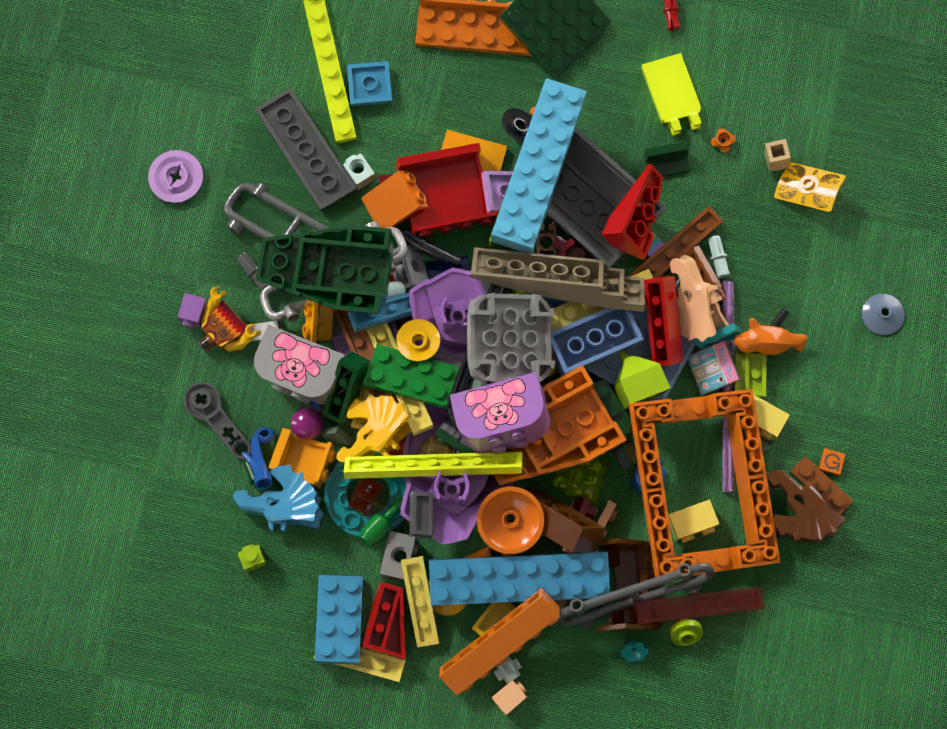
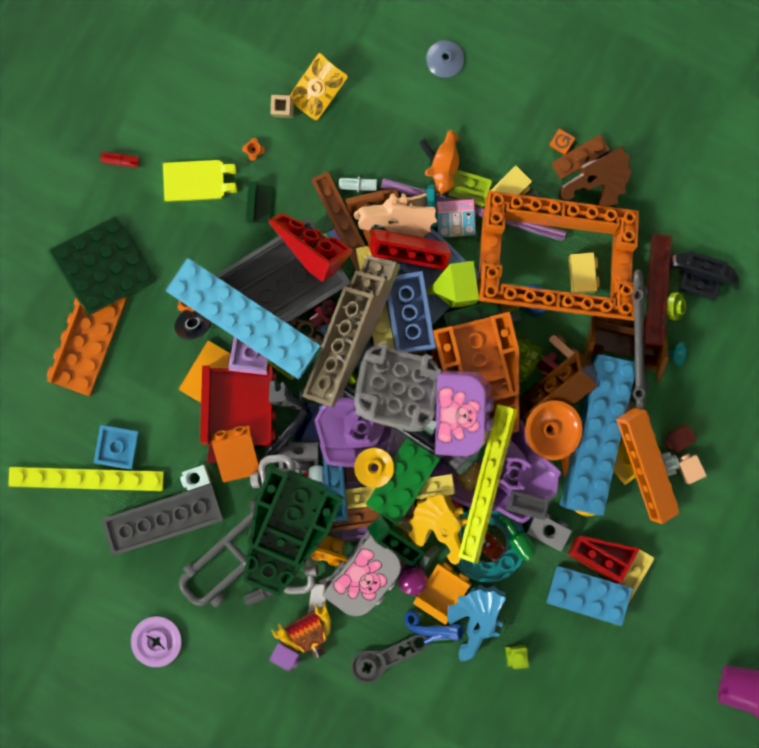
camera: 75 degrees left, 10 degrees up
(420, 601) = (591, 523): light yellow plate -> none
(468, 236) = (285, 397): none -> dark grey hinge
(540, 676) = (680, 438): none -> clear red brick
(731, 656) = (703, 274): none -> black plate

